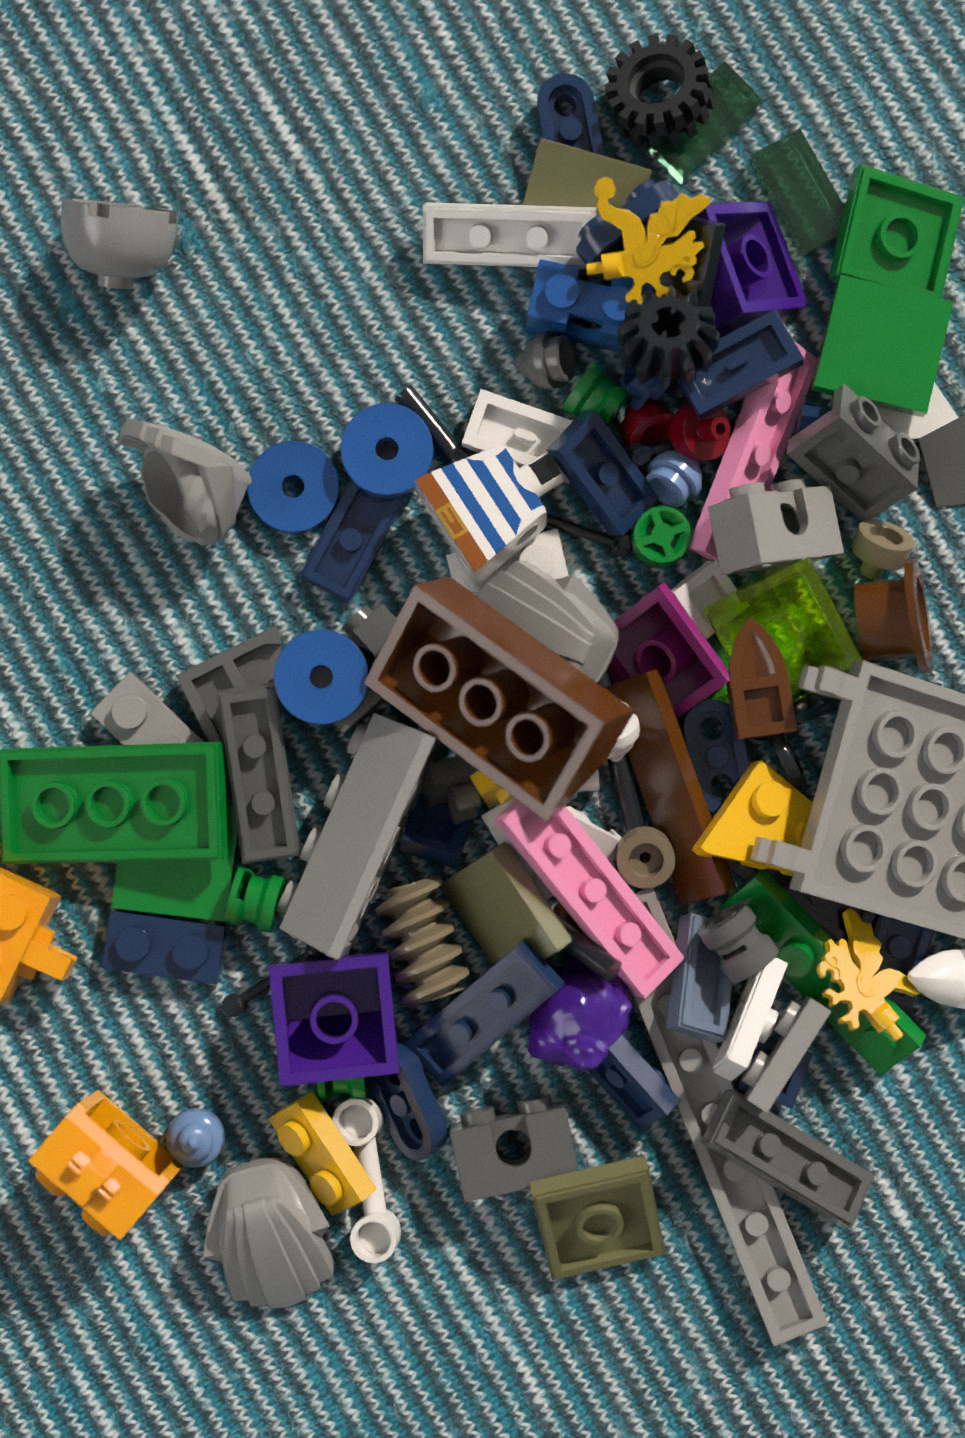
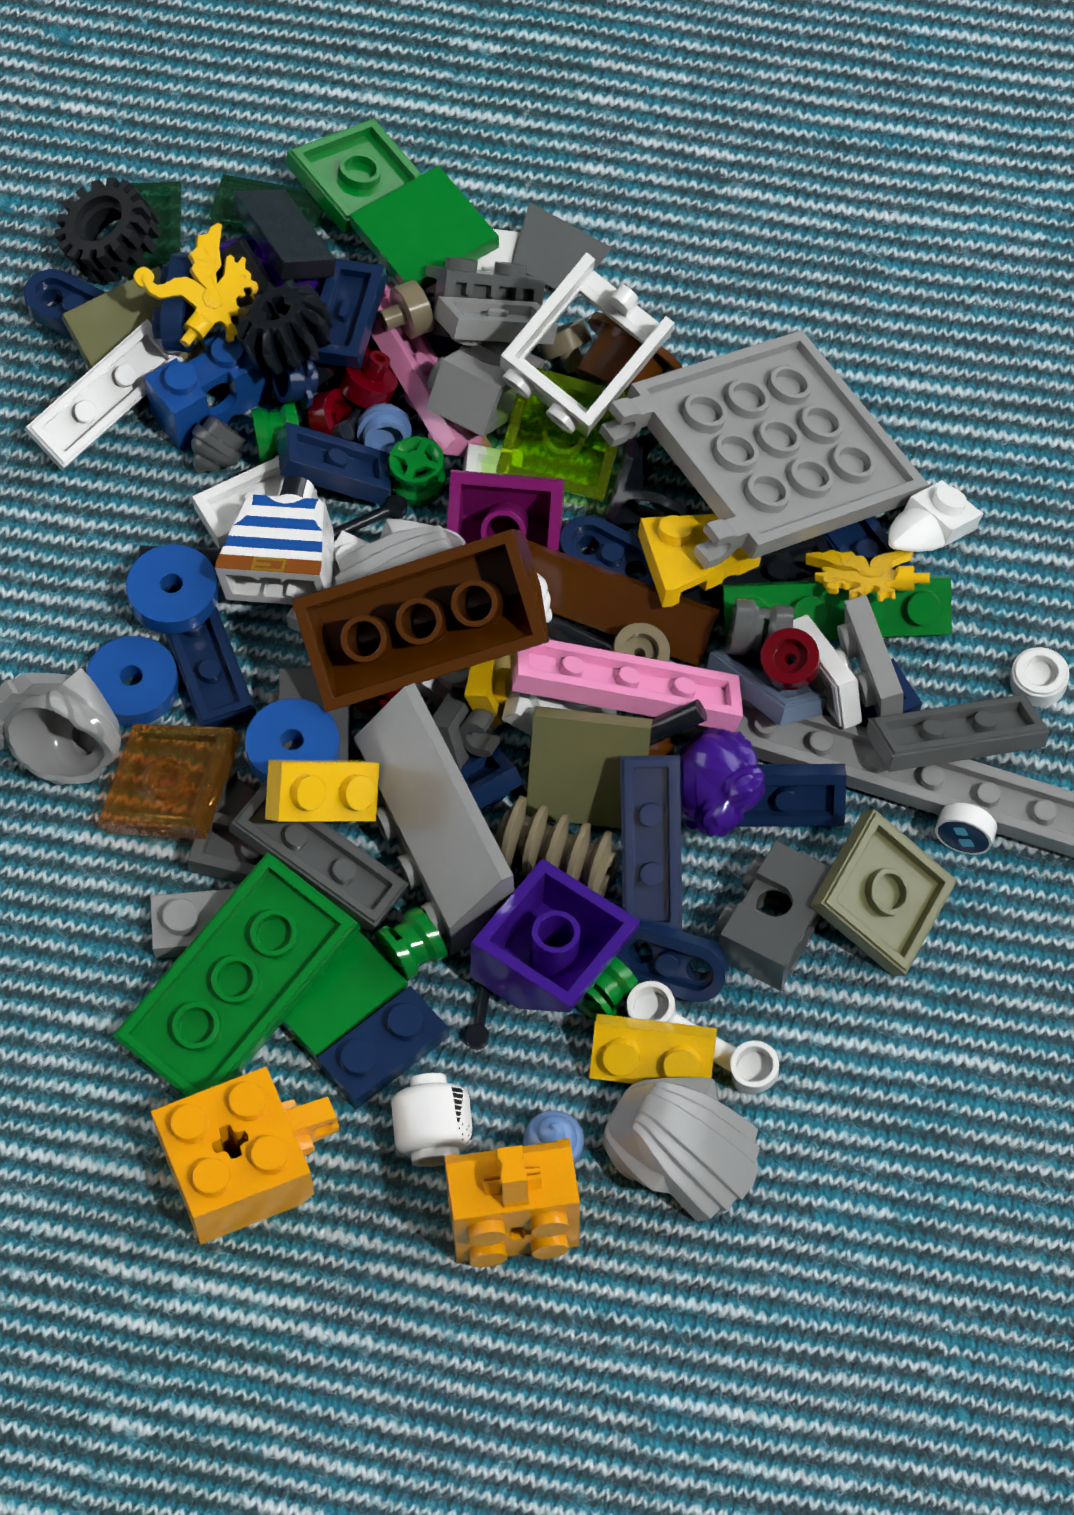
camera: 50 degrees left, 25 degrees down
(128, 1042) = (431, 1119): none -> white head
(229, 600) = (169, 781): none -> clear orange plate
(297, 739) = (321, 790): none -> yellow plate
(713, 1008) = (794, 648): none -> dark red tile
(713, 1229) = (966, 828): none -> tile
(758, 686) = (588, 472): reddish brown plate -> none
(767, 245) = (284, 234): none -> black tile
(785, 409) = (408, 310): none -> dark tan tile
(794, 629) = (619, 306): none -> white window
(835, 490) = (480, 320): none -> light grey plate
(903, 1171) = (1040, 676): none -> white tile

